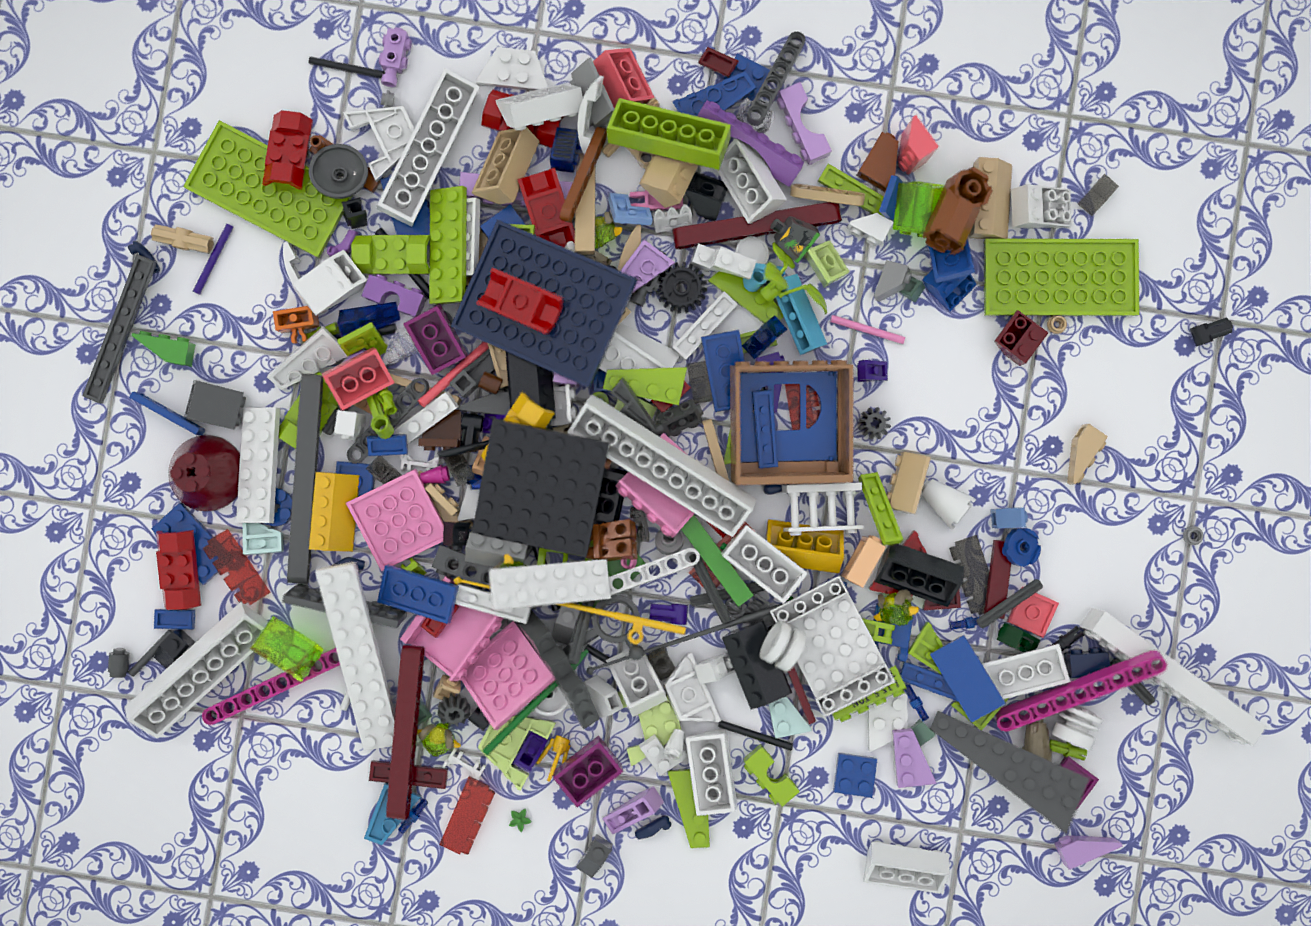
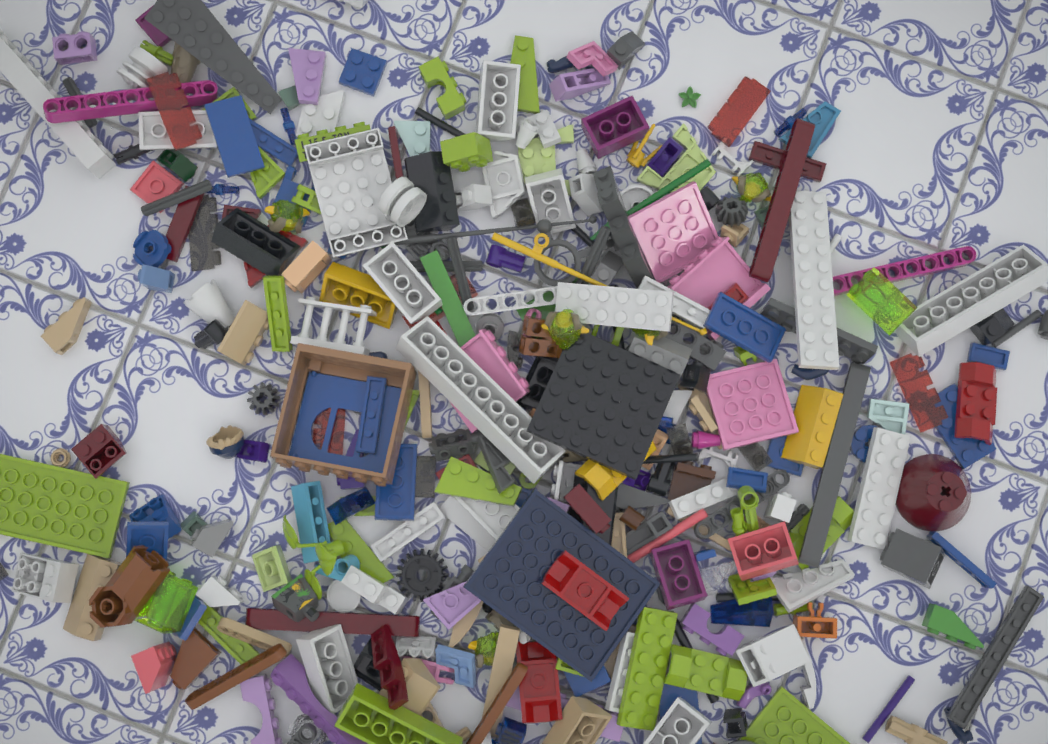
camera: 170 degrees left, 5 degrees down
(414, 364) = (704, 554): none -> blue tile
(534, 379) = (587, 509): none -> dark red window
(593, 553) = (564, 327): none -> clear neon green hair
(610, 728) = (584, 162): none -> white cone
(625, 842) = (592, 55): none -> bright pink plate
(688, 186) = (391, 671): none -> dark red slope
(730, 712) = (466, 151): none -> lime brick
(835, 154) = (236, 676): none -> dark orange beam
(867, 329) = (247, 493): bright pink bar -> none
(900, 373) = (226, 442): none -> tan hair
(940, 474) = (211, 334): none -> black piece
(1039, 694) = (170, 108): none -> clear red windscreen
(1082, 663) = (121, 128): dark blue brick -> none
(1151, 732) = (74, 53): none -> lavender brick

